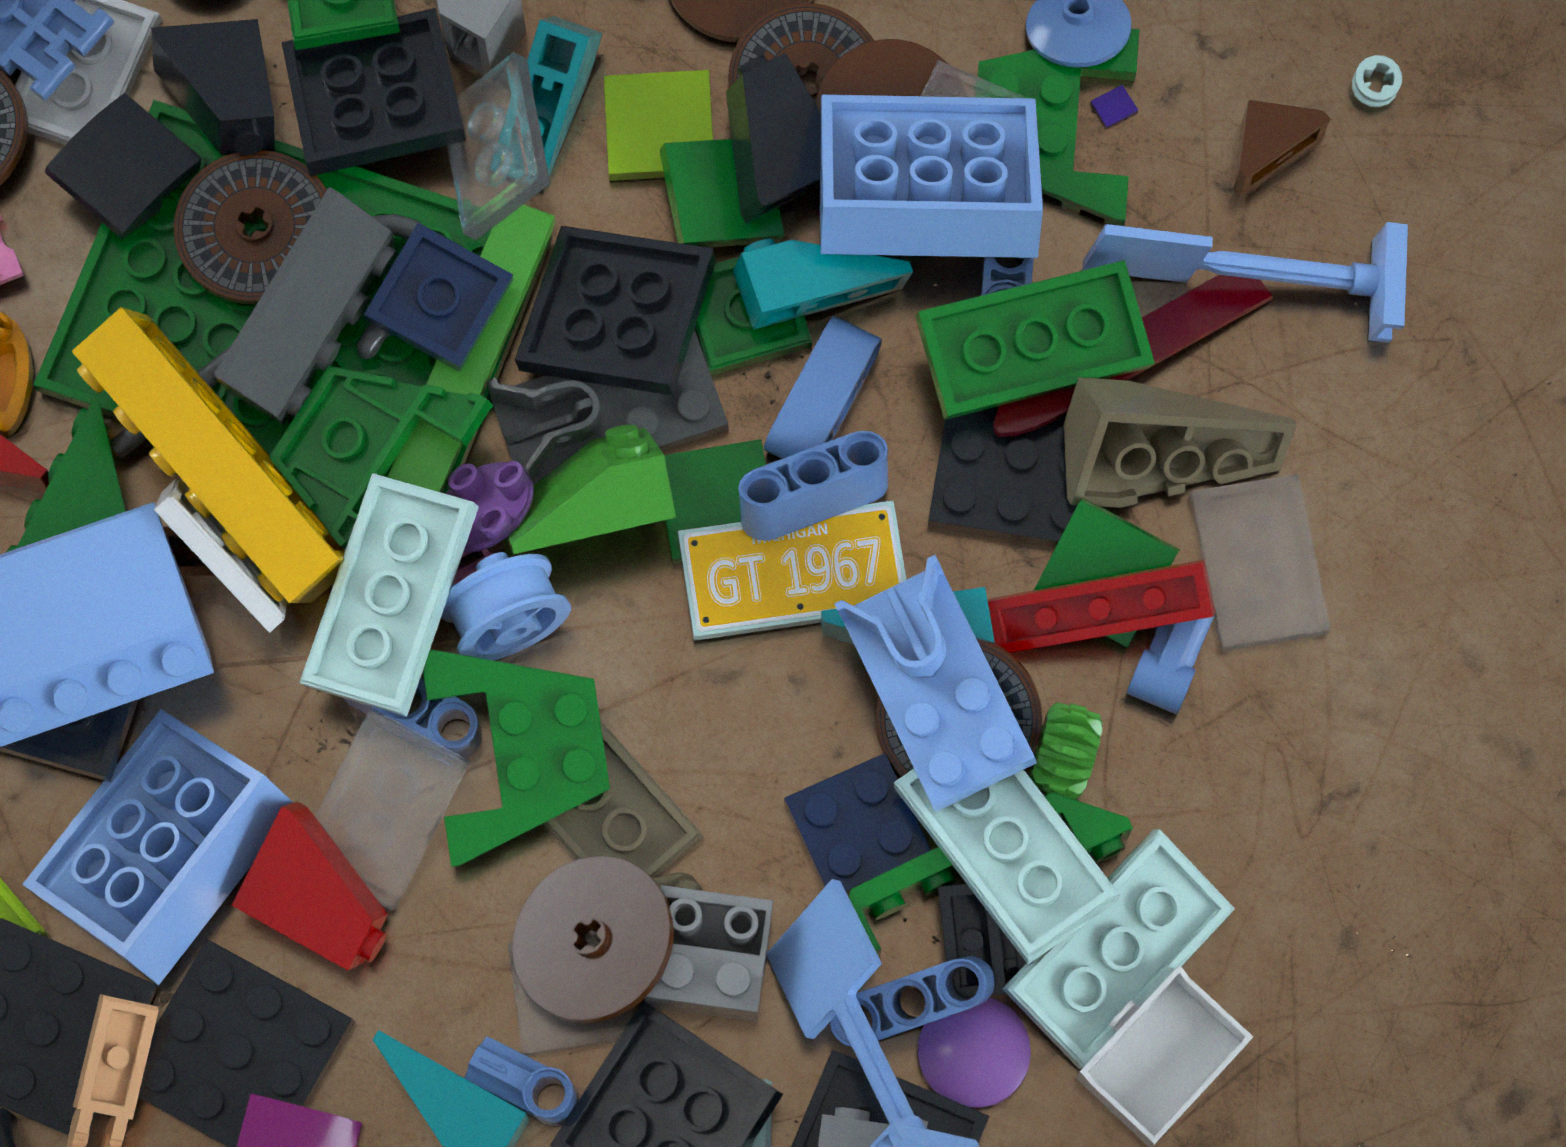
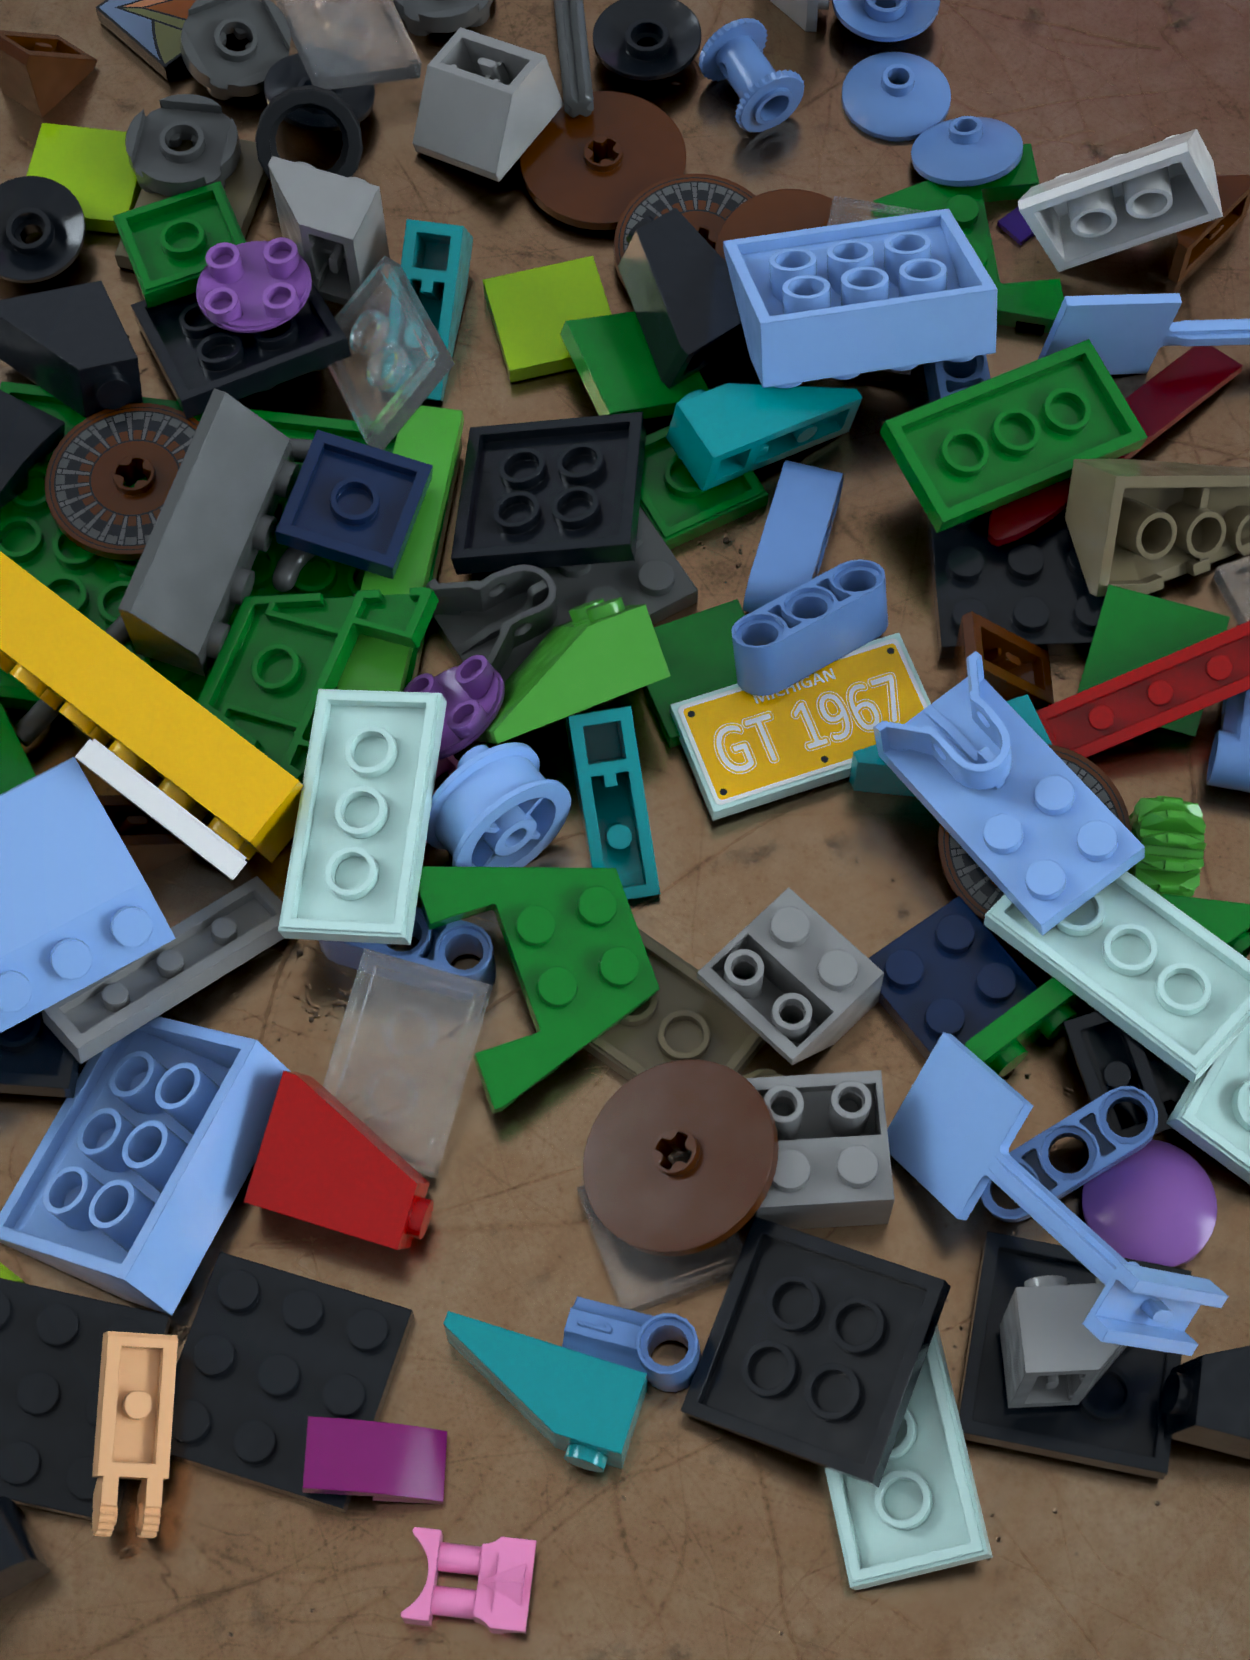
camera: 10 degrees left, 10 degrees down
(239, 677) = (203, 951): none -> light grey plate
(391, 55) = (253, 285): none -> medium lavender dish
(609, 611) = (613, 797): none -> teal slope
(721, 804) = (794, 979): none -> light grey slope
(977, 552) = (1009, 661): none -> reddish brown slope
(1197, 118) = (1124, 201): none -> white slope

